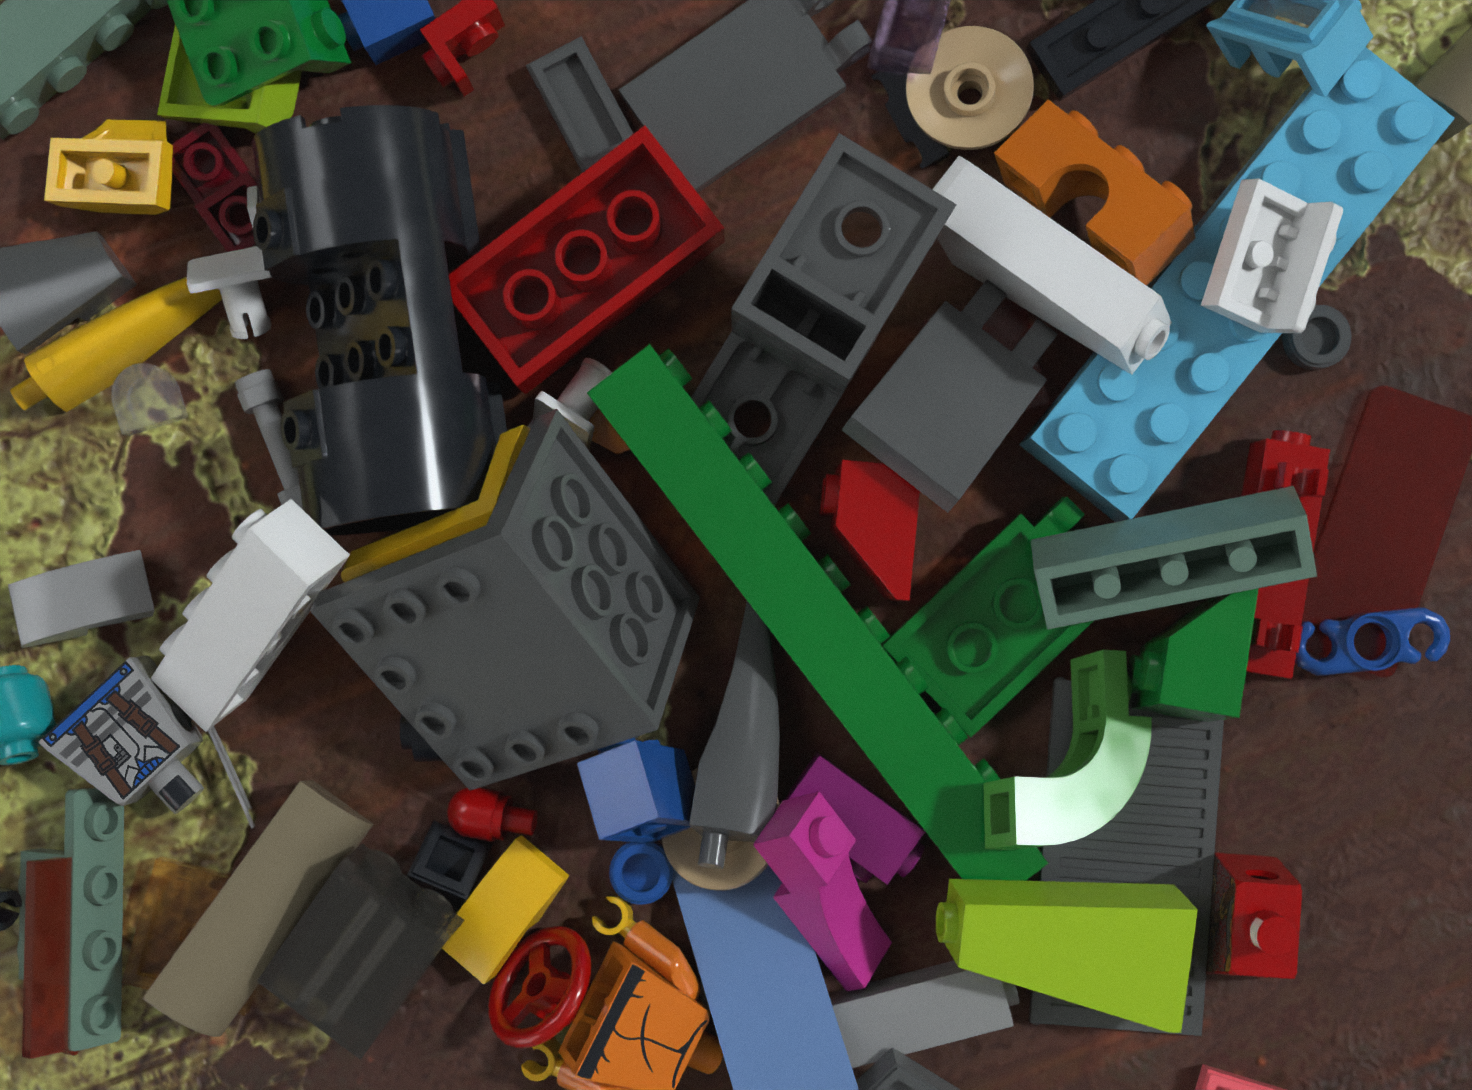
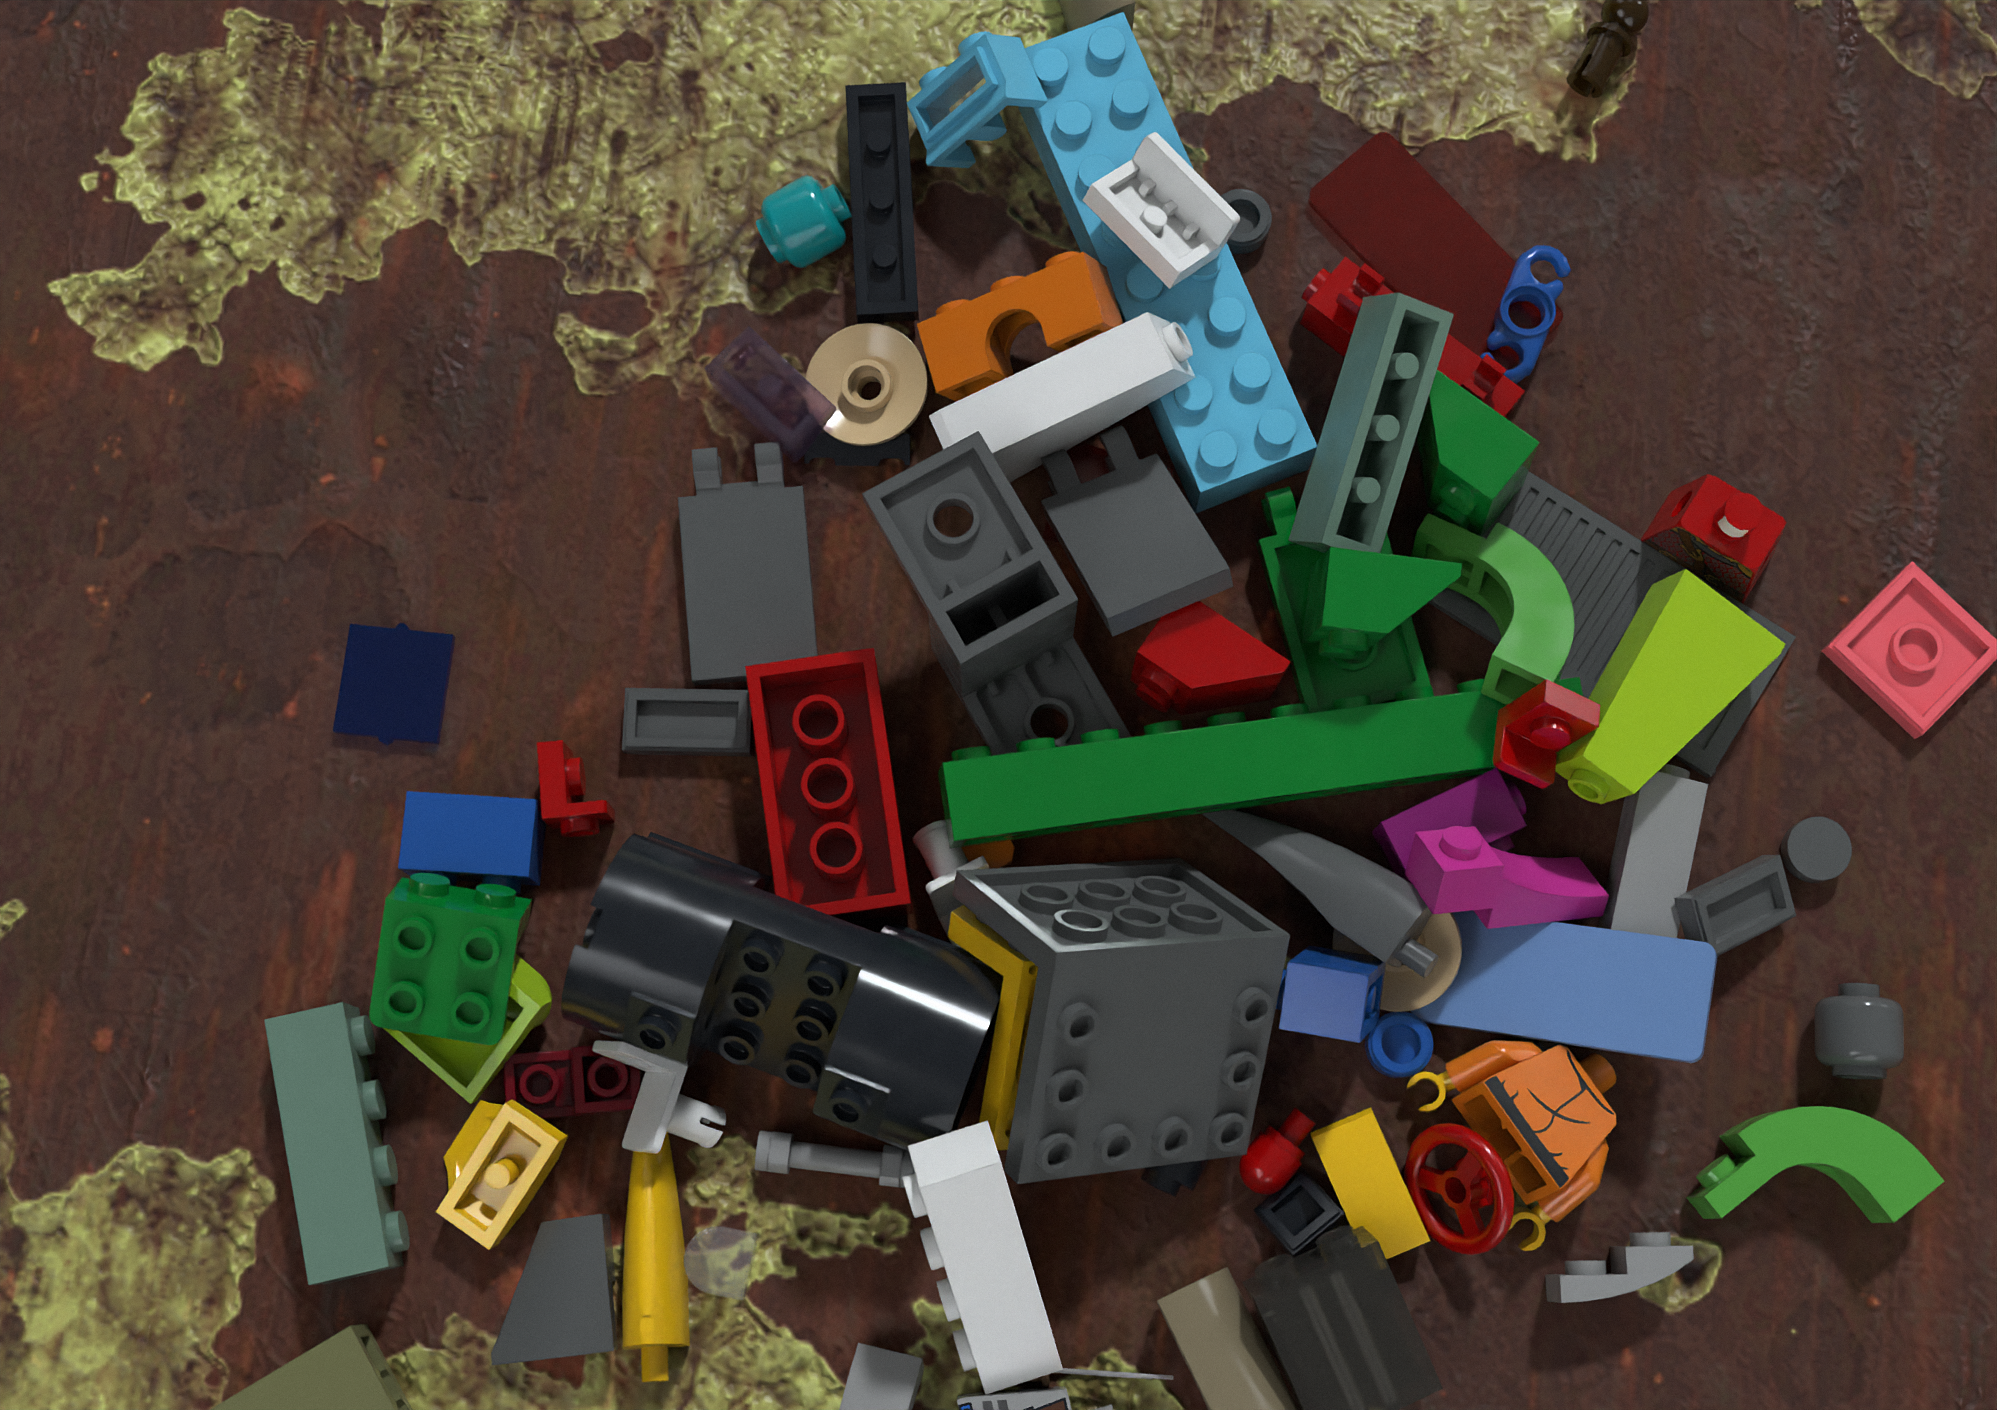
camera: 60 degrees left, 10 degrees down
(972, 850) = (1539, 727): none -> red bracket
(1010, 641) = (1366, 595): none -> green slope

